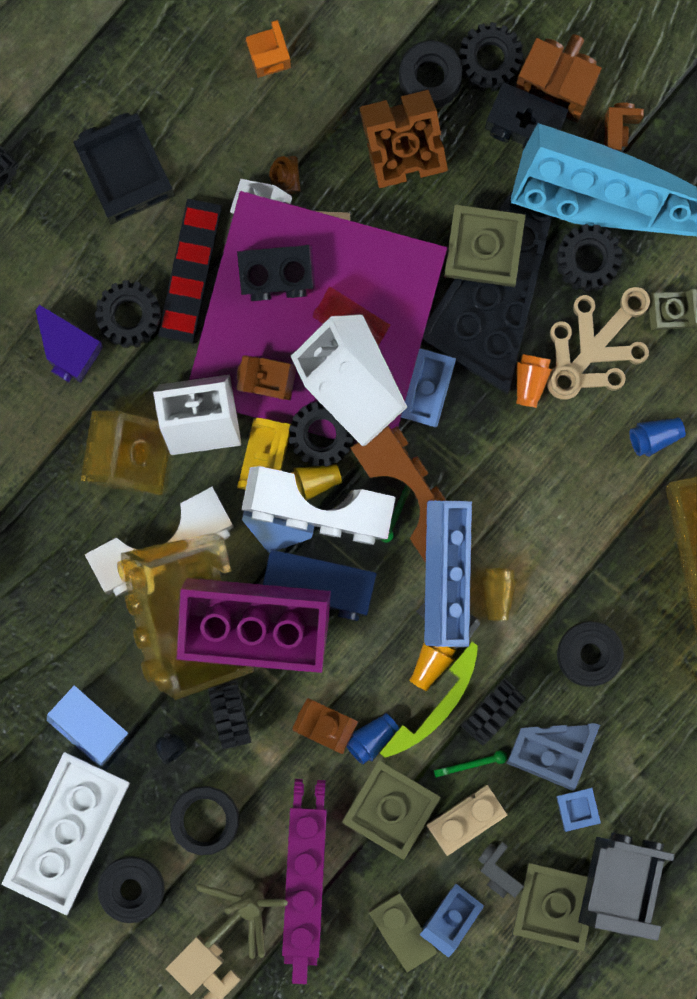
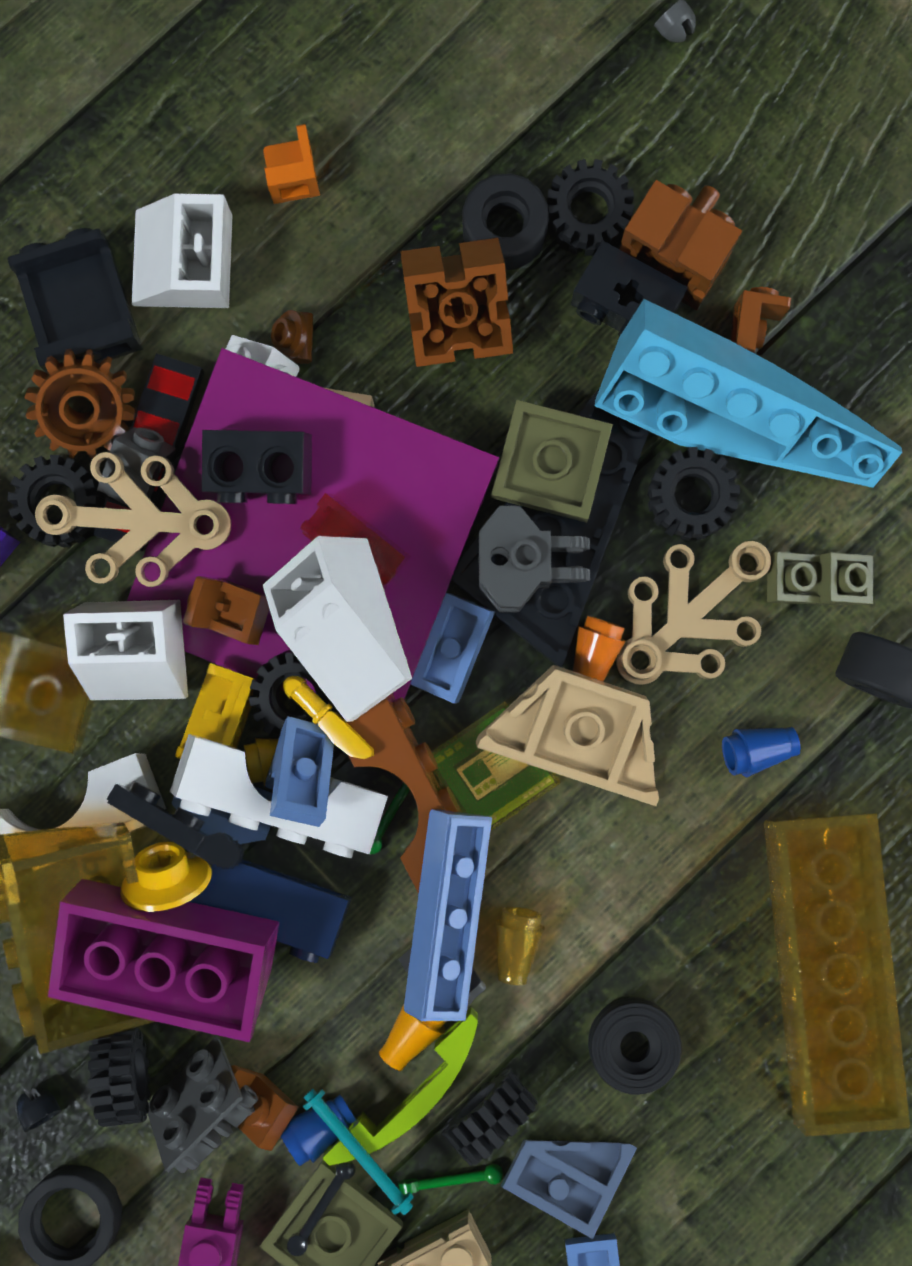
camera: 10 degrees right, 0 degrees up
(136, 223) = (79, 378): none -> dark orange gear
(184, 283) = (134, 449): none -> dark grey bracket
(197, 123) = (183, 252): none -> white slope
(198, 320) = (142, 520): none -> tan plant
(248, 568) = (165, 878): none -> yellow piece
(253, 532) = (179, 827): none -> black hinge
(284, 727) = (196, 1107): none -> dark grey hinge
(334, 483) = (301, 773): none -> medium blue slope
(349, 447) = (330, 722): none -> yellow piece
(395, 762) = (298, 1242): none -> black hinge
(404, 744) = (400, 1201): none -> teal axle
(468, 469) = (488, 781): none -> clear yellow tile
(476, 318) = (528, 557): none -> dark grey hinge
(527, 437) = (580, 732): none -> tan wing

